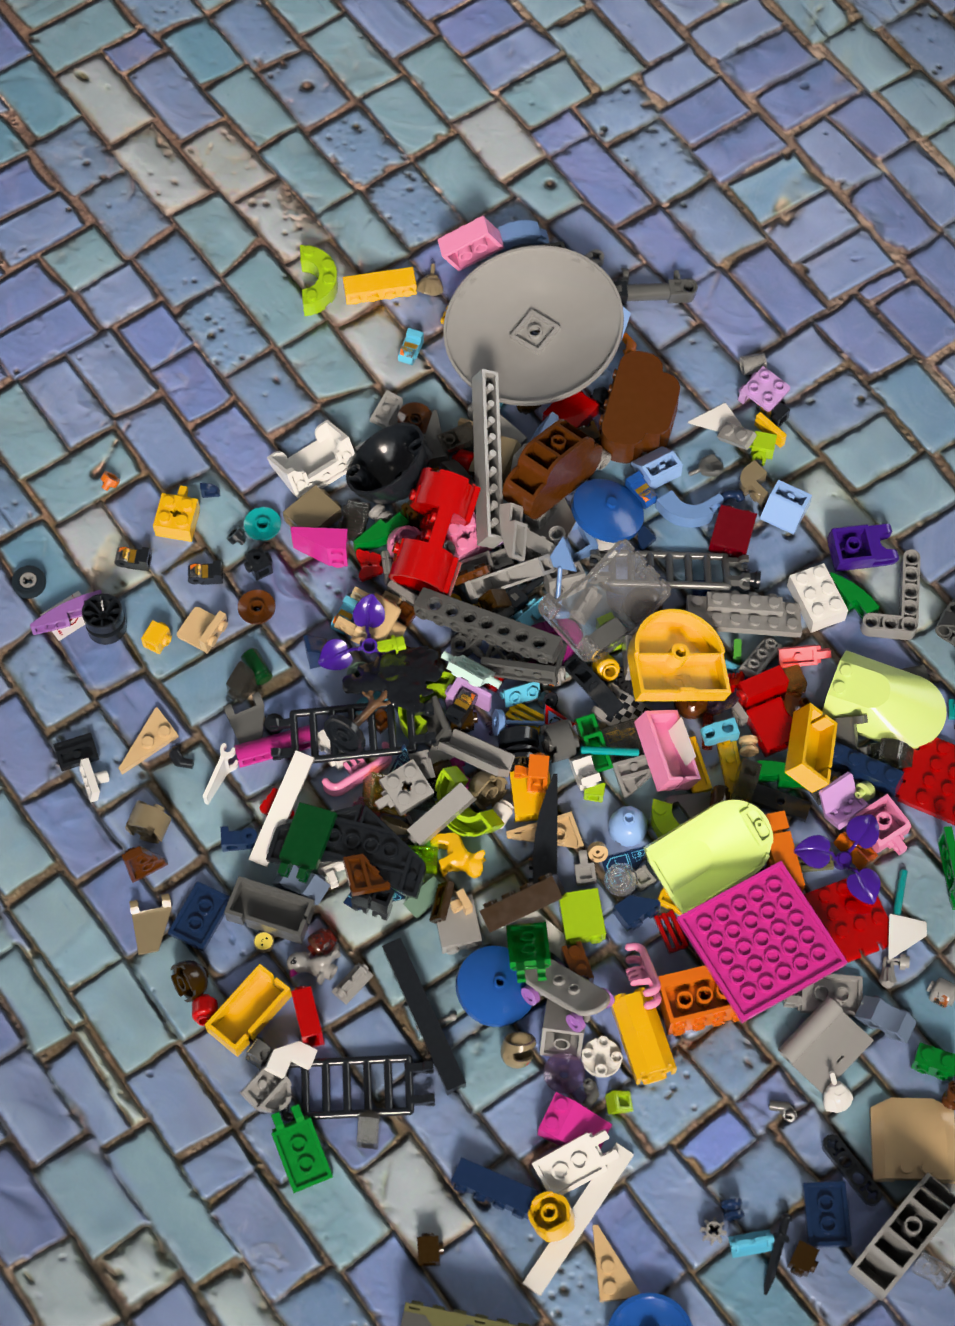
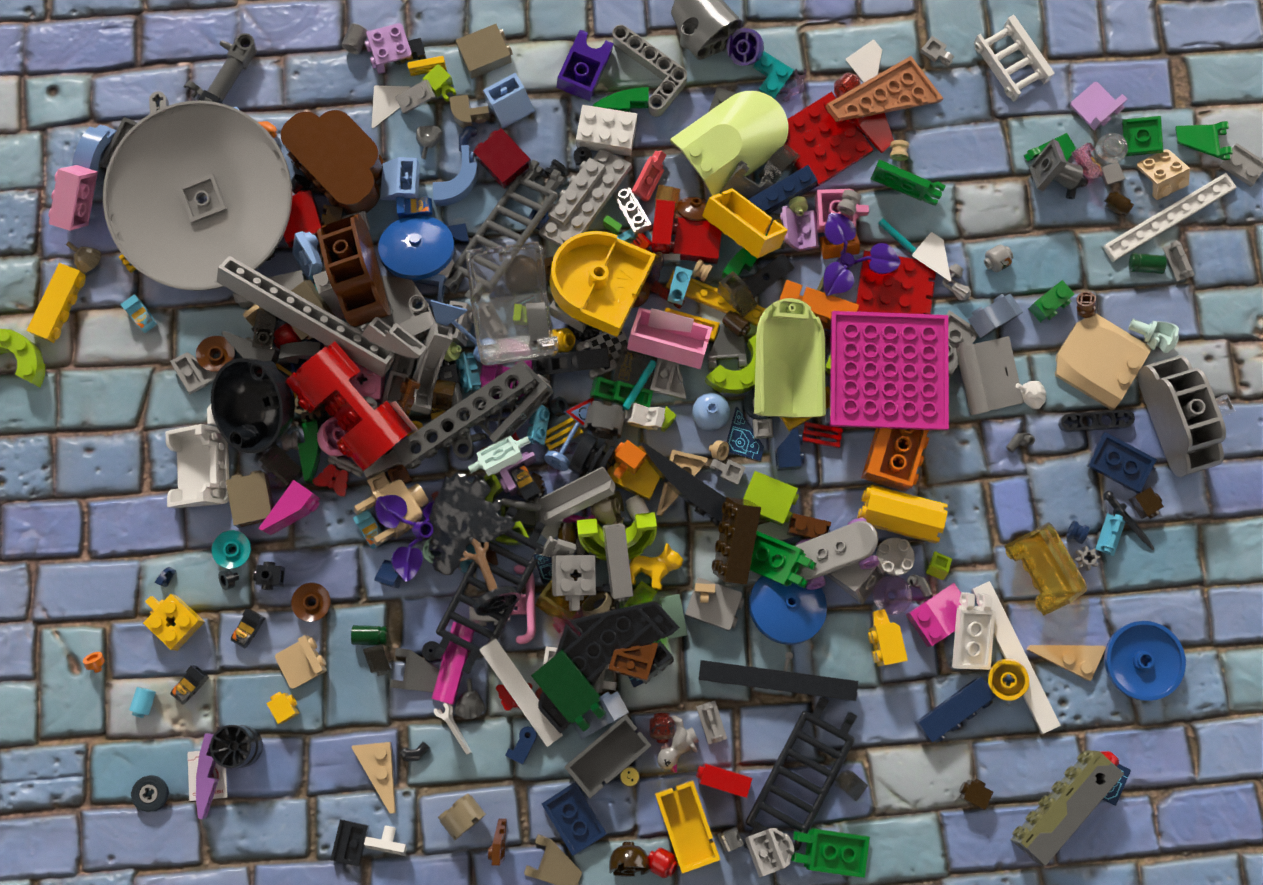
camera: 60 degrees left, 15 degrees up
(98, 532) = (142, 702): none -> medium azure brick
(247, 777) = (469, 703): none -> dark grey piece
(282, 1057) = (750, 824): white tile -> none
(395, 643) = (431, 502): lime piece -> none
(441, 902) = (693, 607): dark brown tile -> none
(517, 1049) = (853, 622): dark tan helmet -> none
(517, 1087) = (886, 640): none -> yellow hinge
(536, 588) = (453, 352): none -> yellowish green tile
(621, 879) = (759, 447): clear piece -> none
(643, 974) = (854, 480): bright pink piece -> none
(683, 1197) = (1049, 567): none -> clear yellow windscreen
(782, 591) = (581, 154): none -> black tile
(816, 464) = (484, 50): none -> dark tan brick
(893, 823) = (848, 203): none -> light grey wheel

